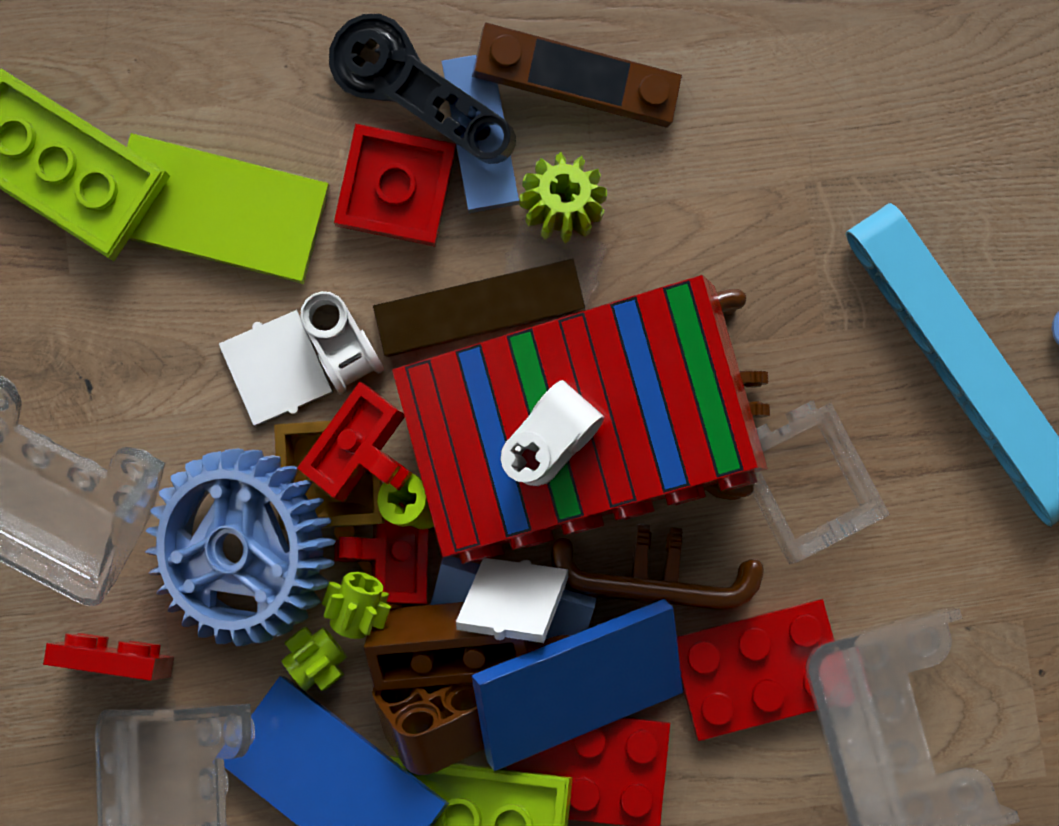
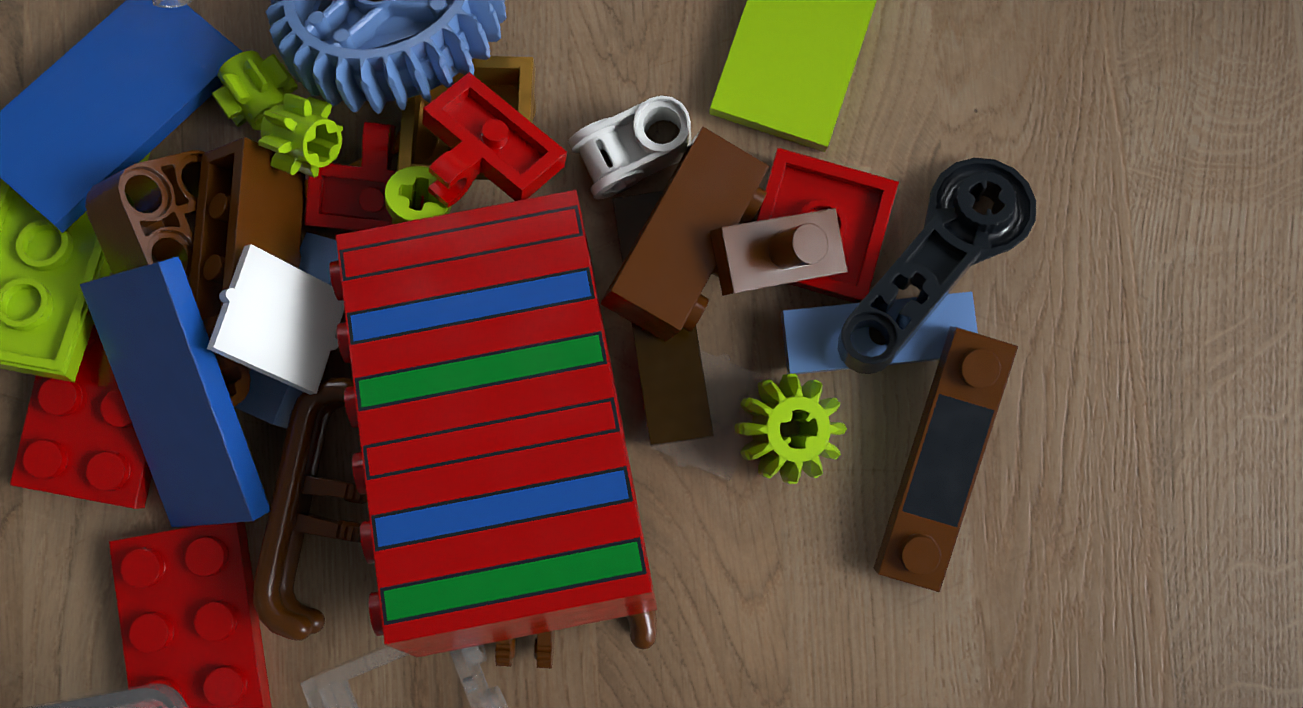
camera: 95 degrees right, 0 degrees up
(275, 368) = (608, 69): white piece -> none
(415, 287) = (674, 251): none -> reddish brown brick
(424, 212) = (778, 251): none -> tile
(556, 429) = (462, 377): white piece -> none

